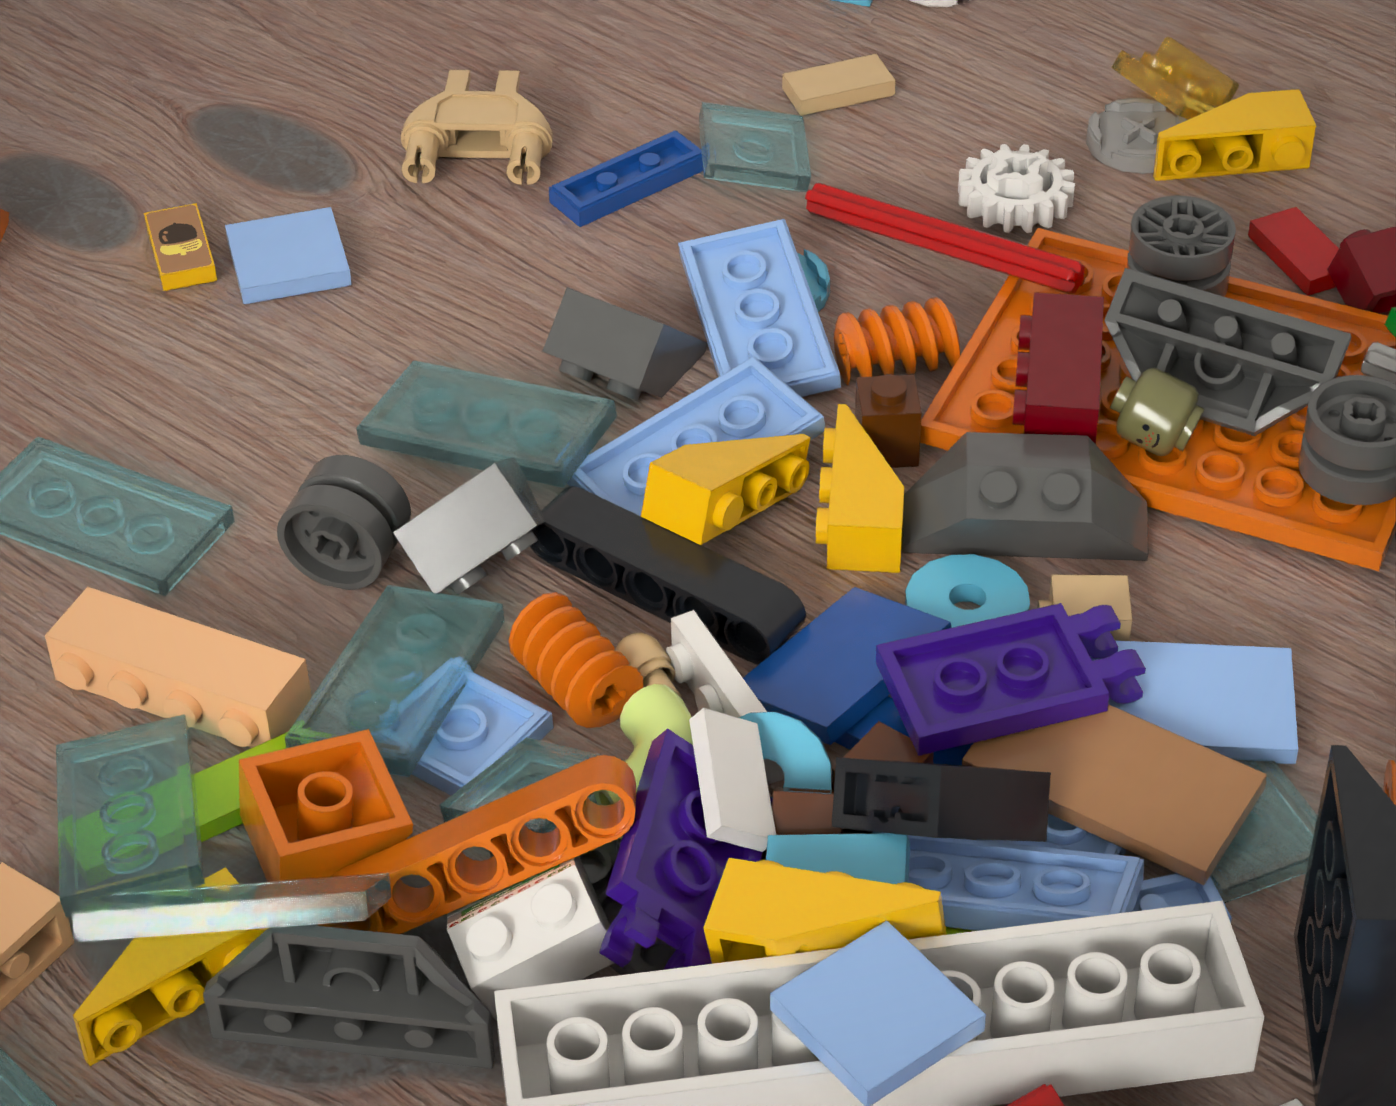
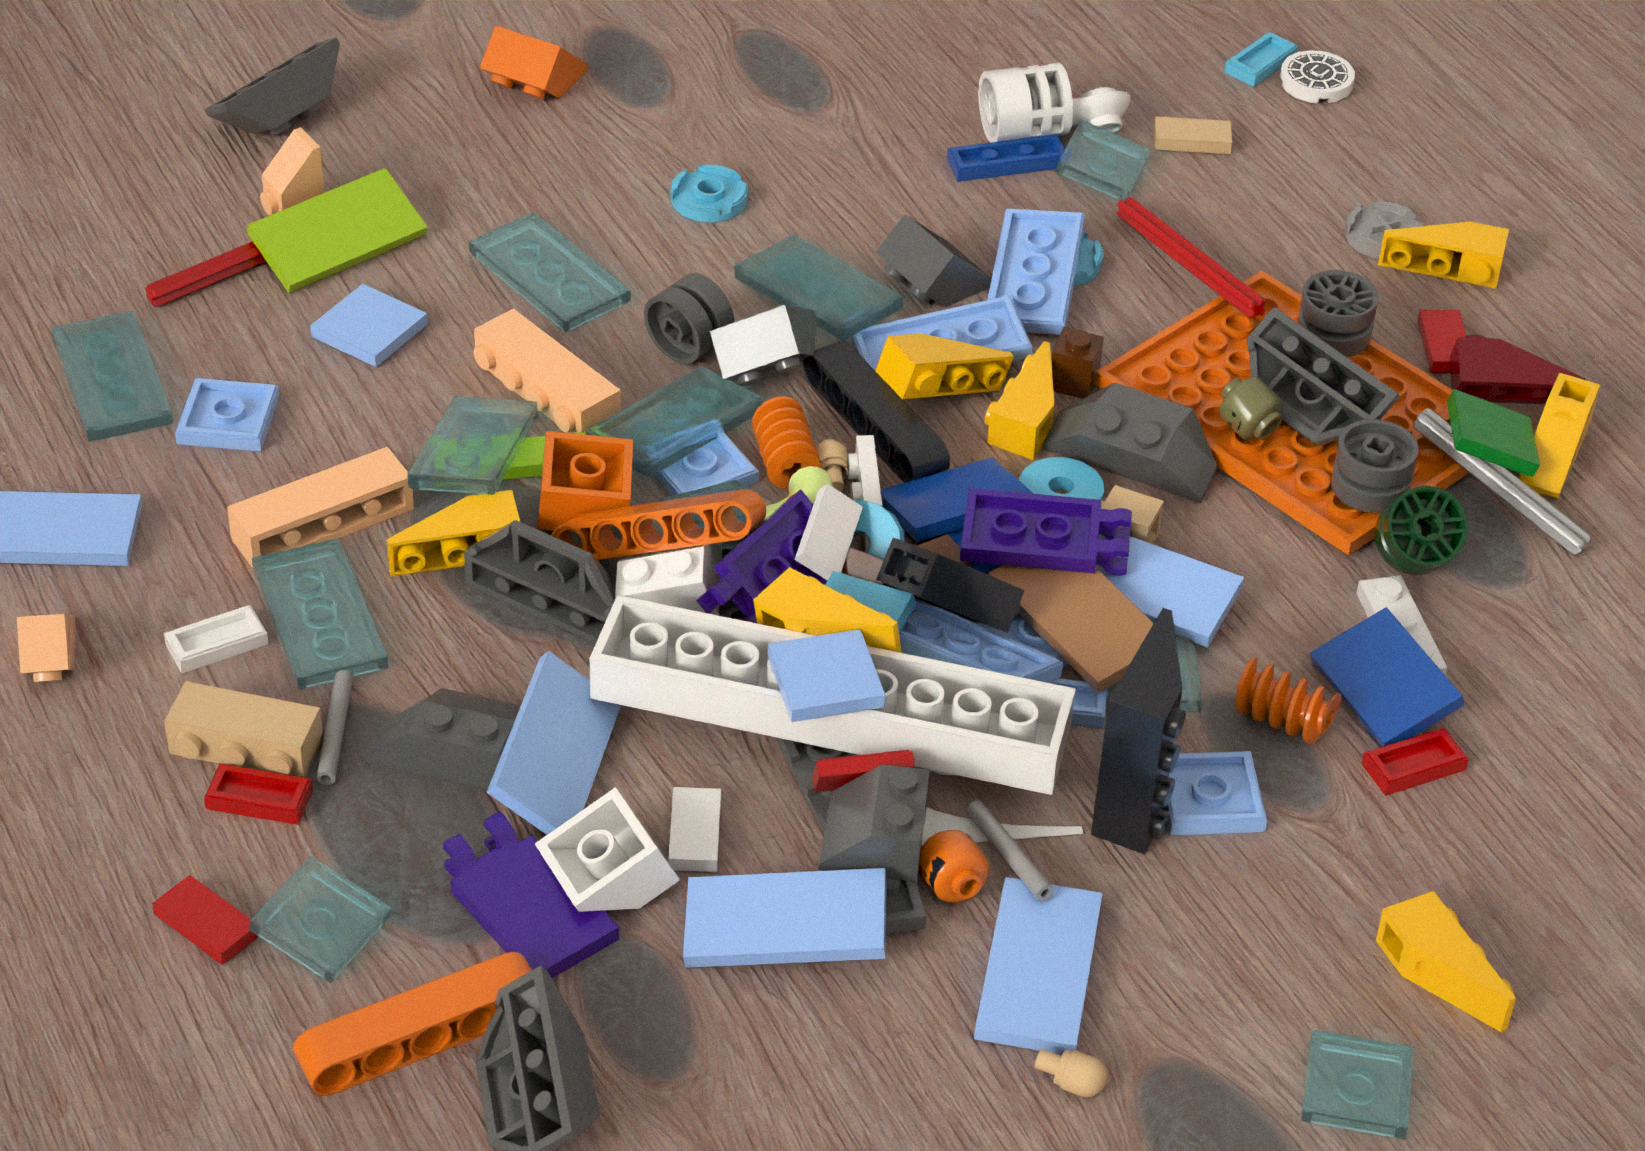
camera: 20 degrees right, 0 degrees up
(180, 247) = (685, 118): tile -> none
(232, 907) = (497, 505): clear light blue tile -> none
(245, 357) = (725, 202): none -> medium azure tile
(288, 255) = (752, 143): light blue tile -> none
(476, 126) = (921, 93): tan connector -> none
(641, 95) = (1040, 103): none -> white cylinder
(895, 337) = (1115, 314): orange piece -> none
(1016, 188) = (1266, 240): white gear -> none
(1061, 366) = (1205, 362): dark red brick -> none
(1177, 78) = (1431, 199): clear yellow bracket -> none

